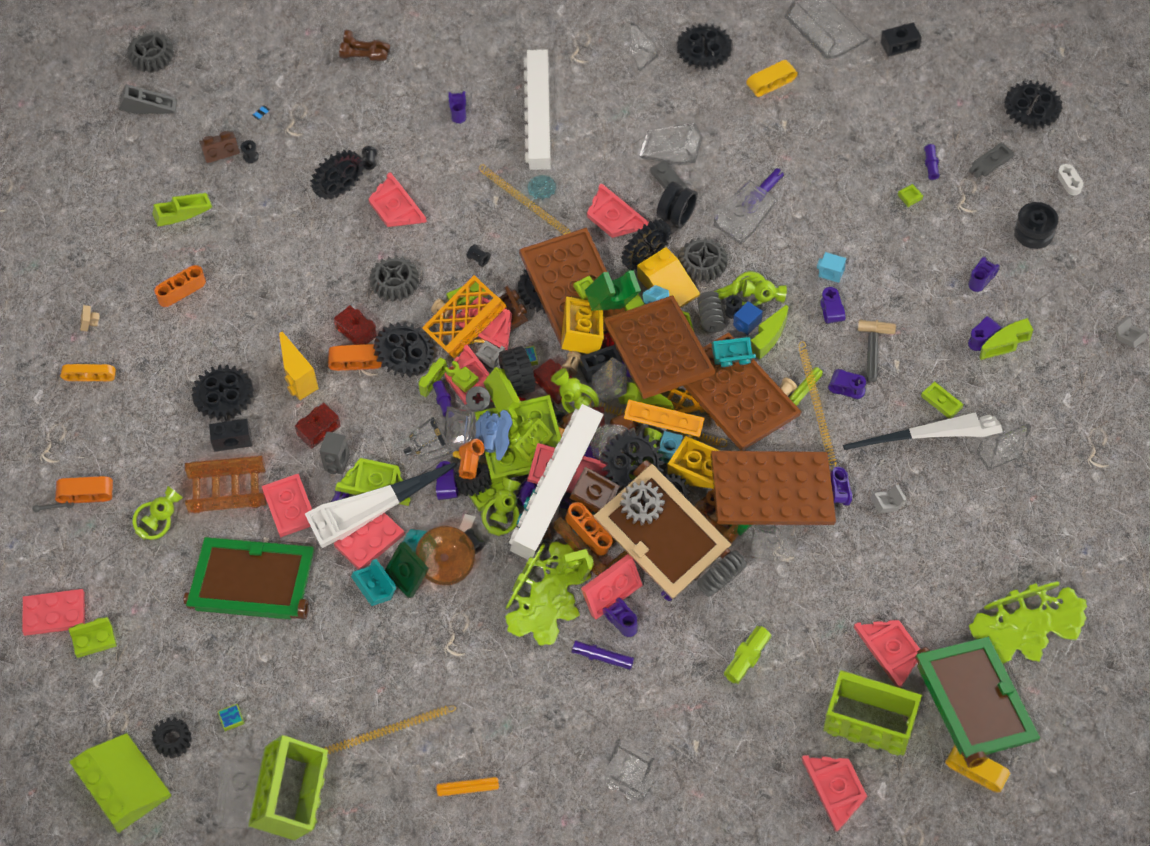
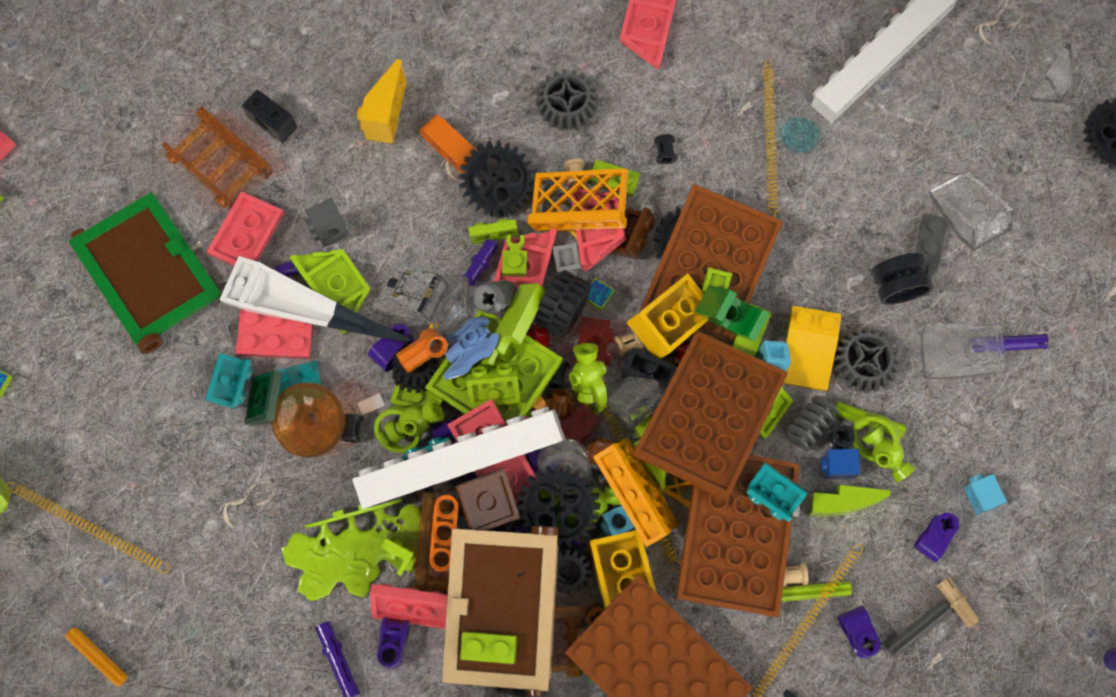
camera: 45 degrees right, 15 degrees up
(36, 508) = (88, 50): dark grey hinge -> none
(84, 489) = (108, 50): orange beam -> none
(156, 515) = (140, 130): lime piece -> none
(222, 392) = (294, 83): black gear -> none
(316, 424) = (336, 181): clear red brick -> none
(355, 326) = (479, 126): clear red brick -> none
(614, 214) = (835, 229): coral wing -> none
(646, 243) = (837, 294): black gear -> none
(650, 502) = (495, 558): light grey gear -> none
(678, 552) = (488, 647): none -> lime plate

